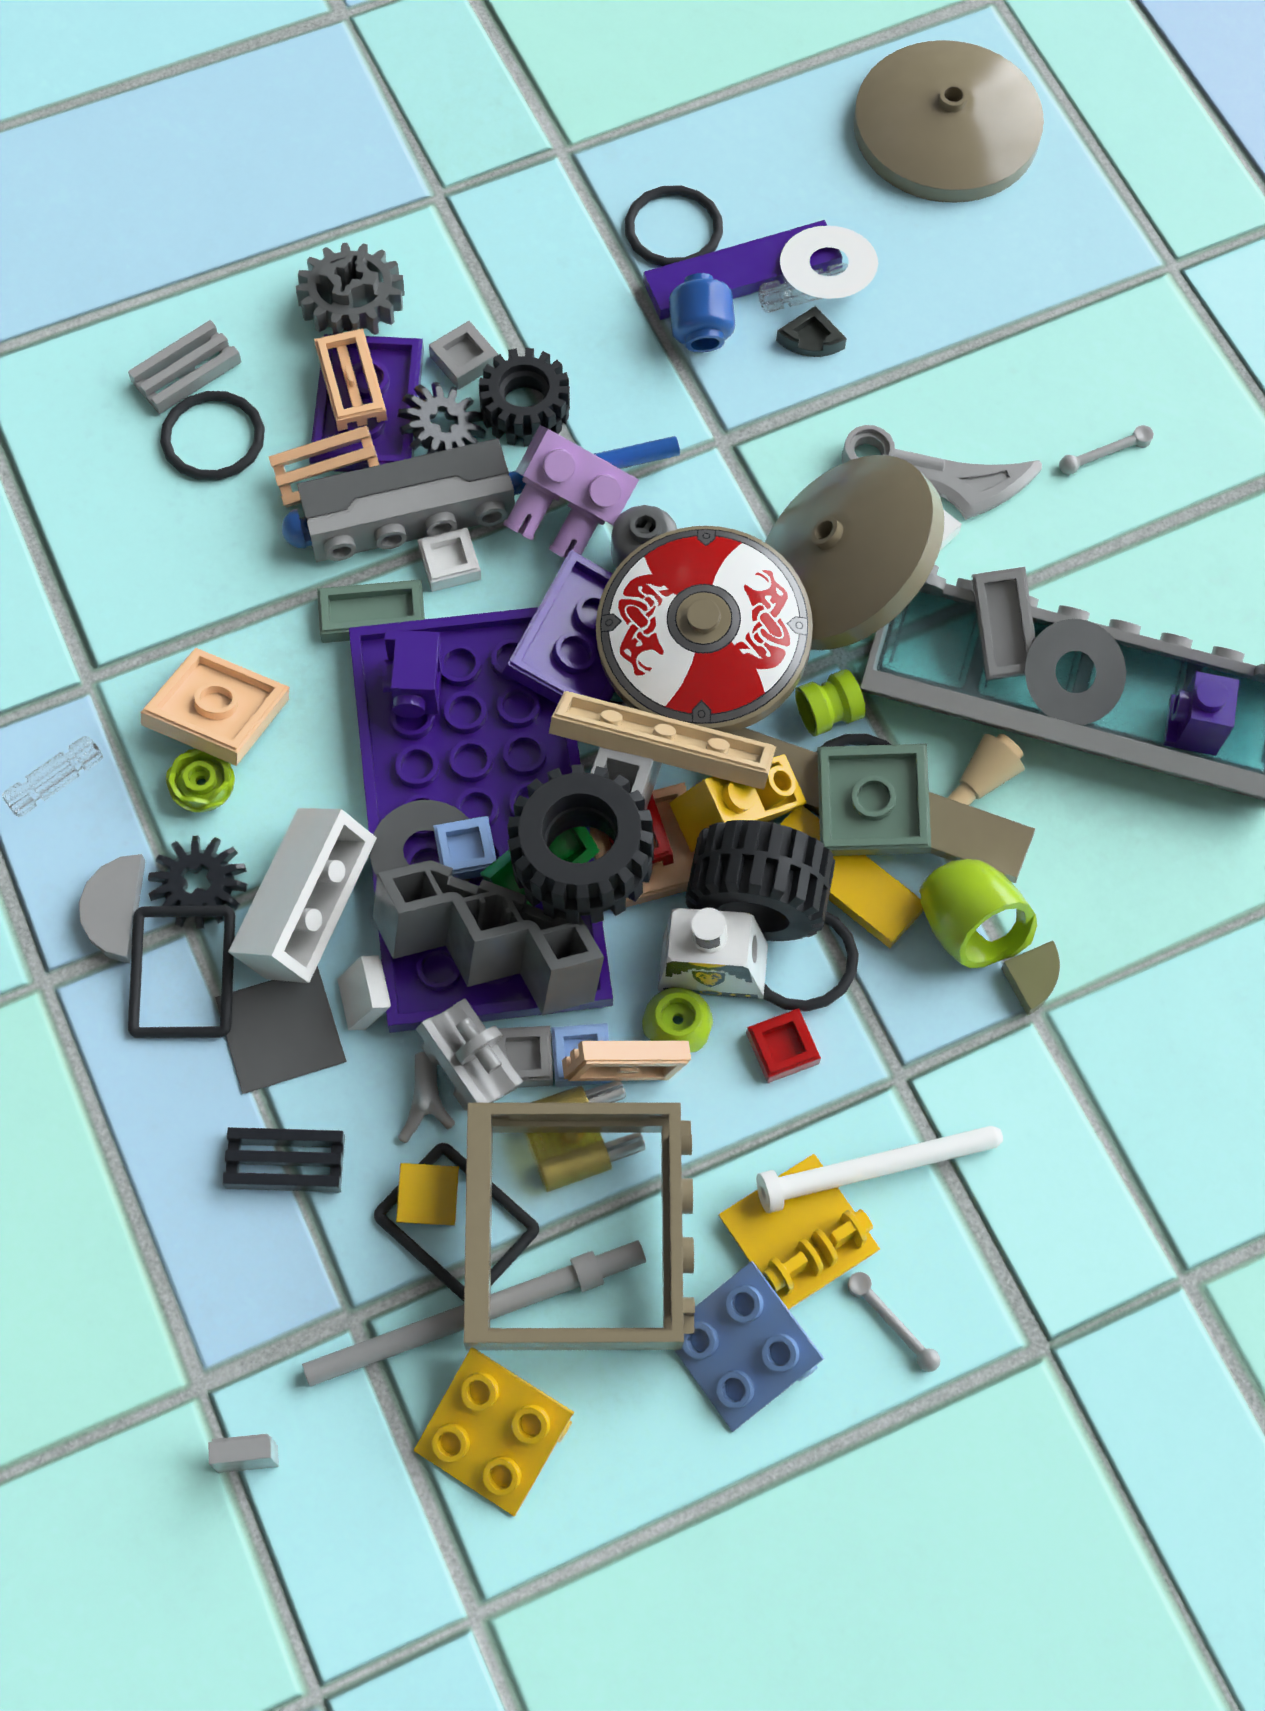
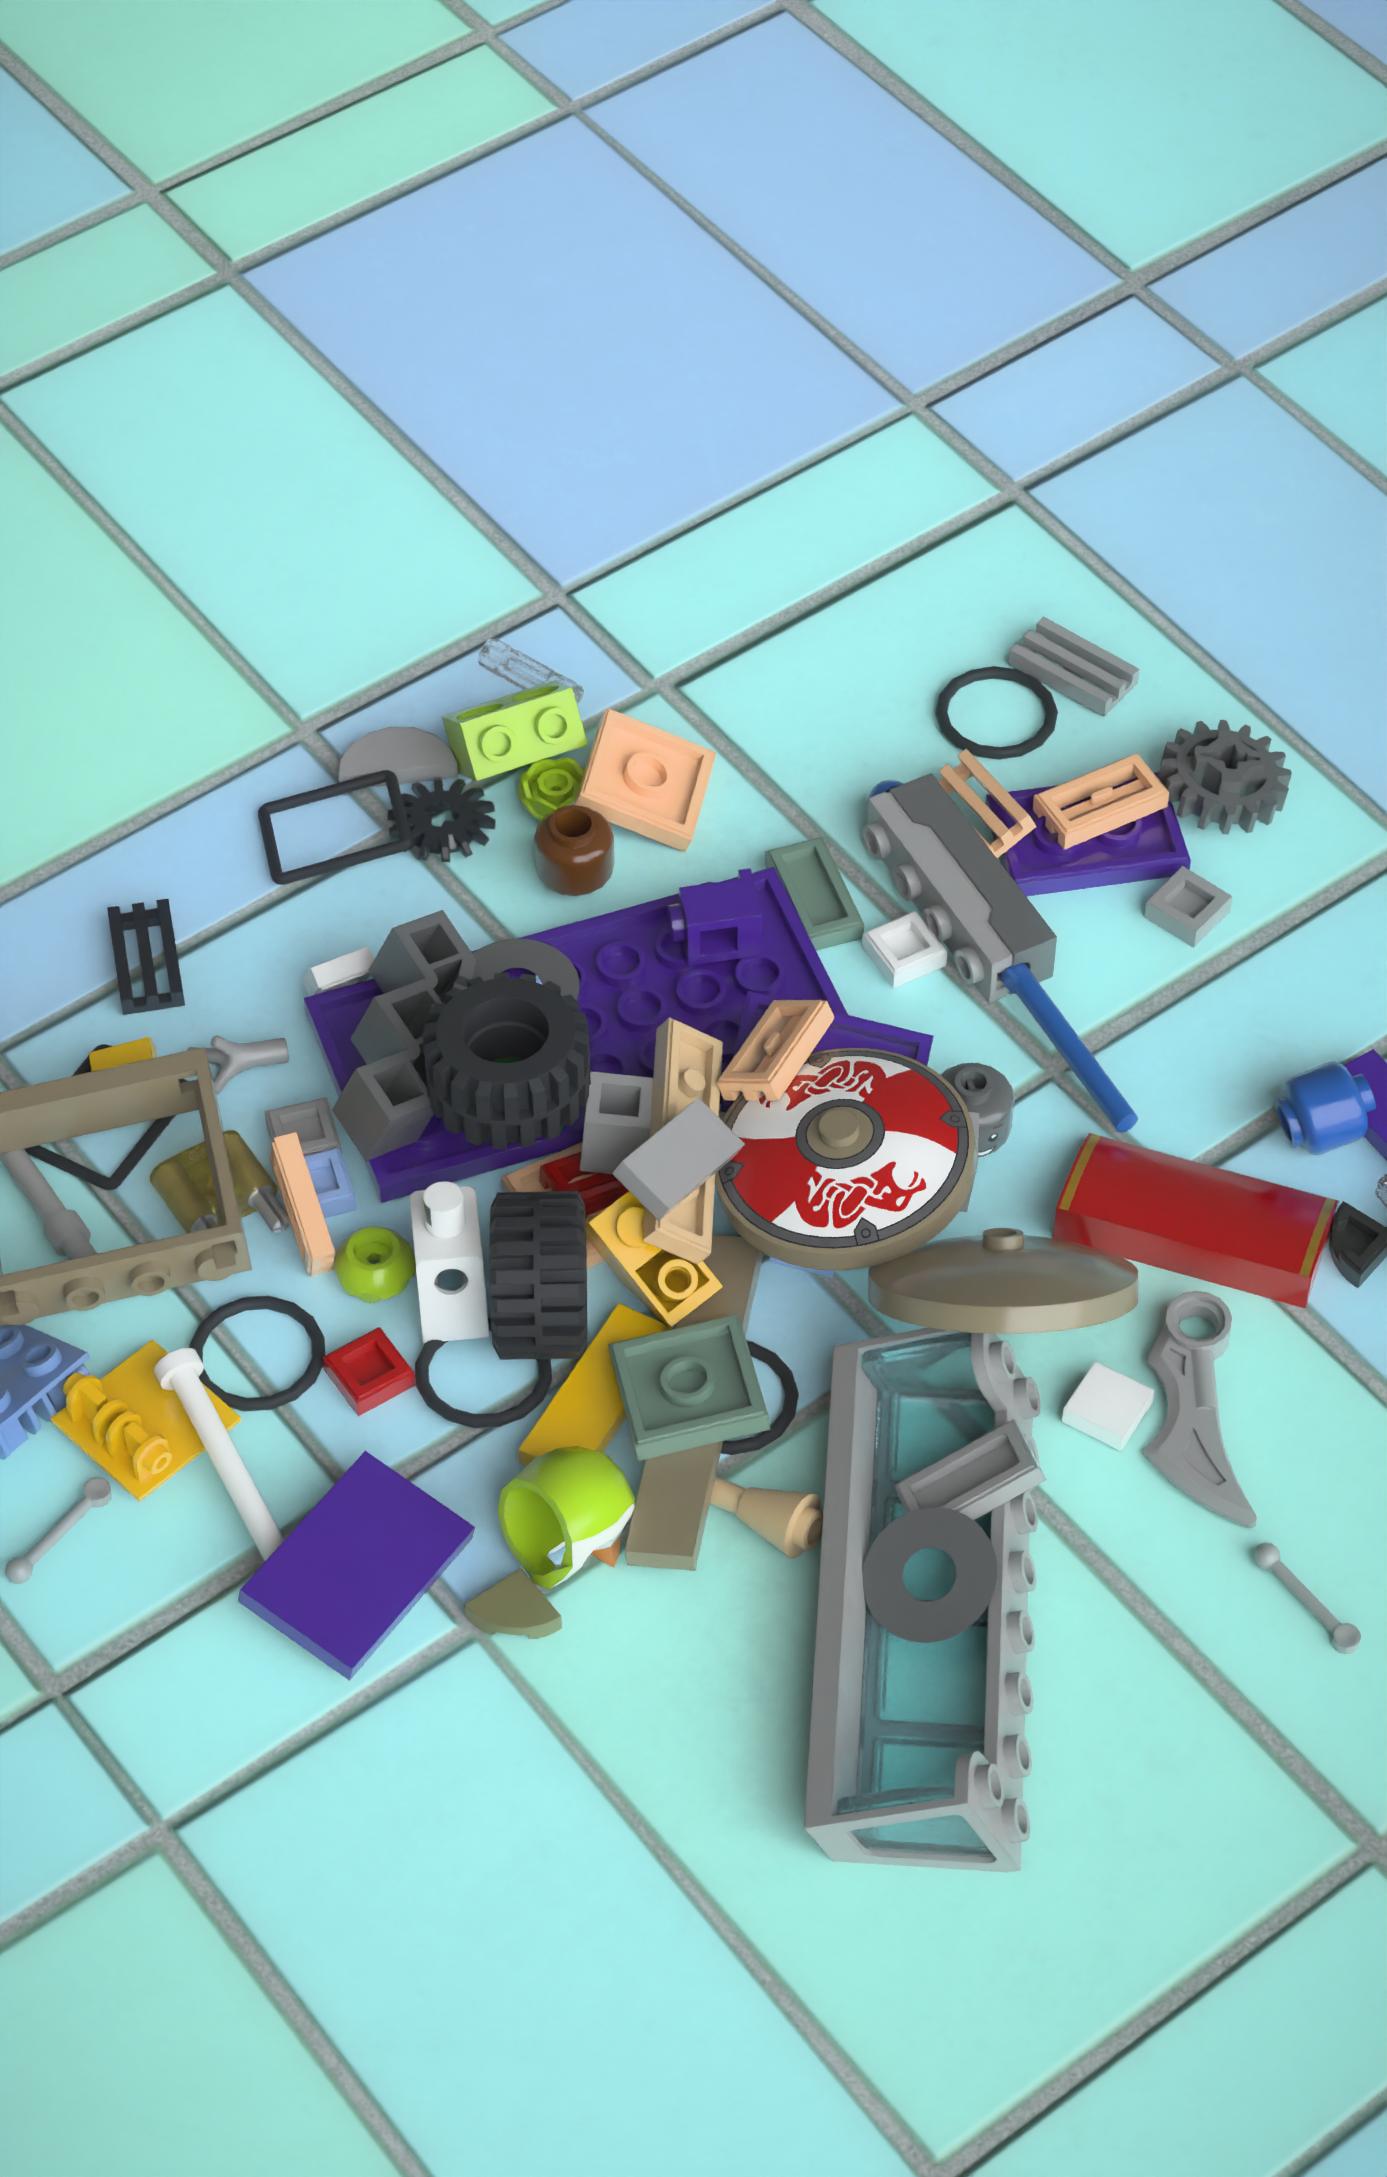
camera: 80 degrees right, 15 degrees down
(133, 794) = (514, 730): none -> brick
(281, 1032) = (293, 929): dark grey sticker -> none
(288, 773) = (574, 850): none -> reddish brown head
(303, 895) = (407, 885): white brick -> none
(430, 434) = (1102, 907): gear -> none
(468, 1055) = (278, 1066): light grey hips -> none
(524, 373) = (1137, 994): black tyre -> none
(565, 470) = (1025, 1017): lavender brick -> none
(624, 675) = (776, 1049): none -> light nougat tile
(707, 738) = (678, 1158): none -> light grey tile
(749, 1083) = (260, 1303): none -> black piece
(766, 427) = (1195, 1219): none -> red slope
(831, 702) = (812, 1328): lime wheel -> none
(983, 1083) = (356, 1565): none -> dark purple tile
(1202, 714) = (907, 1705): dark purple brick -> none

